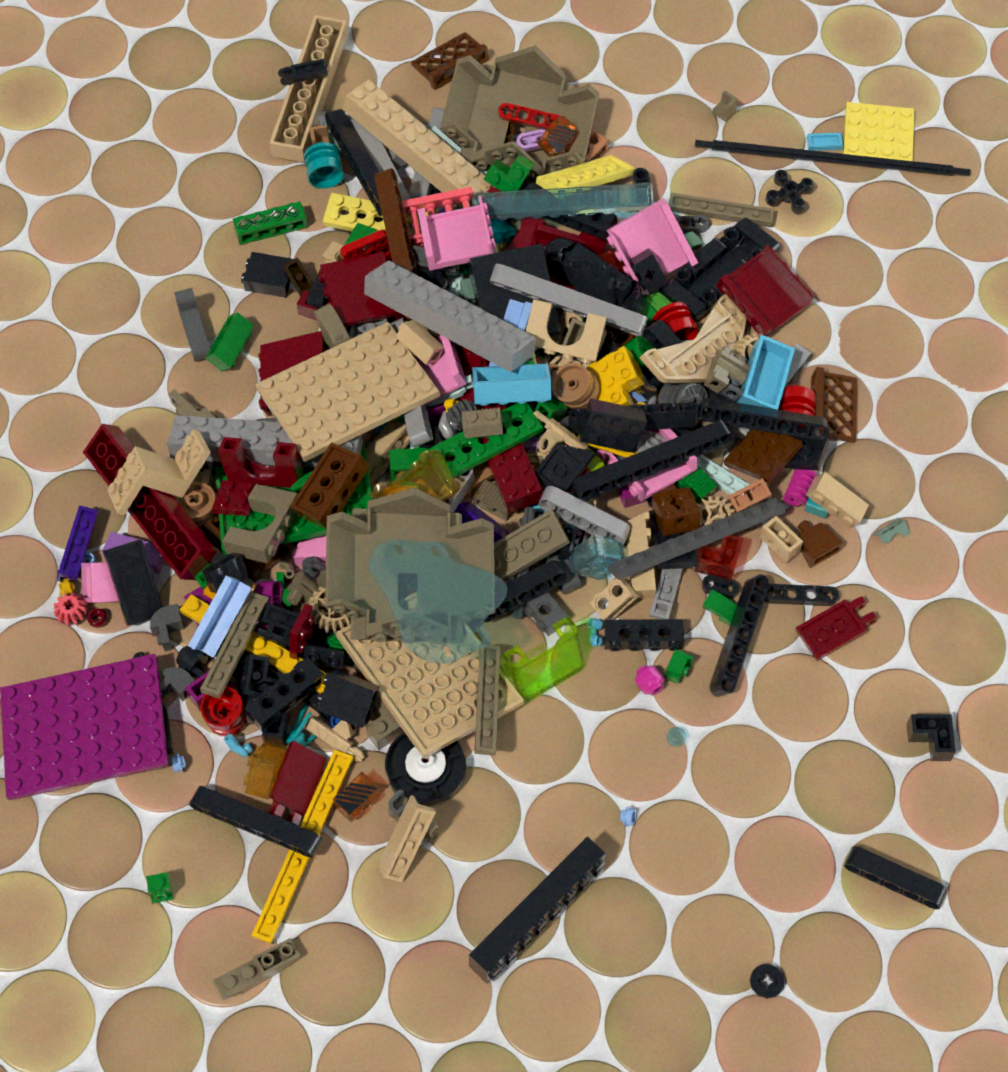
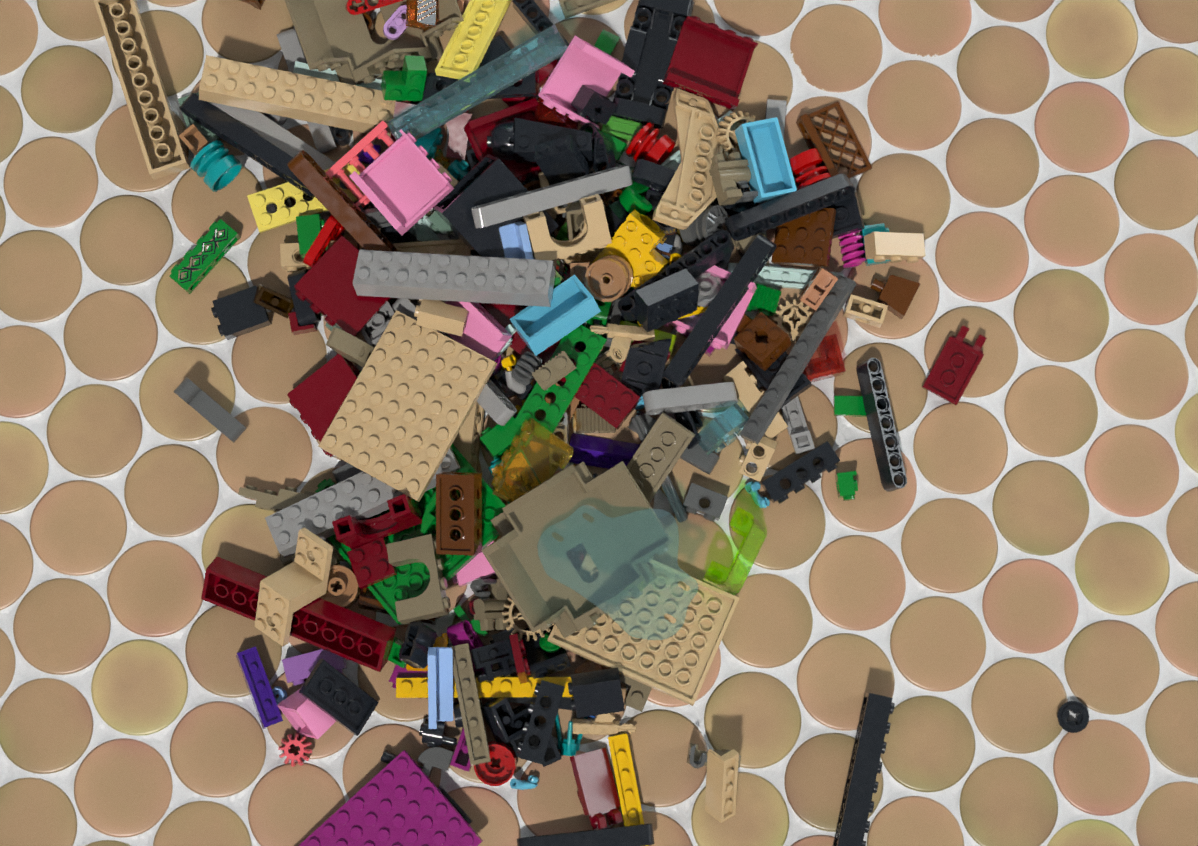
camera: 30 degrees left, 20 degrees up
(66, 587) = (277, 732): yellow plate -> none
(97, 613) = (328, 747): dark red plate -> none
(165, 621) = (384, 713): dark grey brick -> none
(177, 762) = (484, 828): light blue plate -> none
(229, 342) = (255, 406): green brick -> none
(263, 769) = (562, 791): clear yellow brick -> none
(288, 565) = (460, 596): dark tan arm -> none
(303, 72) = (130, 74): black hinge -> none
(357, 797) = (653, 766): clear orange brick -> none
(427, 779) = (697, 723): black piece -> none
(487, 700) = (716, 626): dark tan plate -> none
(530, 586) = (684, 486): black beam -> none
(628, 816) = (883, 645): light blue plate -> none
(649, 680) = (830, 512): dark pink head -> none
(676, 737) = (880, 549): clear light blue plate -> none
(695, 219) = (588, 35): dark grey beam -> none
(720, 585) = (838, 390): black beam -> none
(800, 598) = (909, 353): black beam -> none
(895, 877) = (1126, 566): black beam -> none
(901, 528) = (959, 234): sand green piece -> none
(936, 730) = (1095, 417): black brick -> none

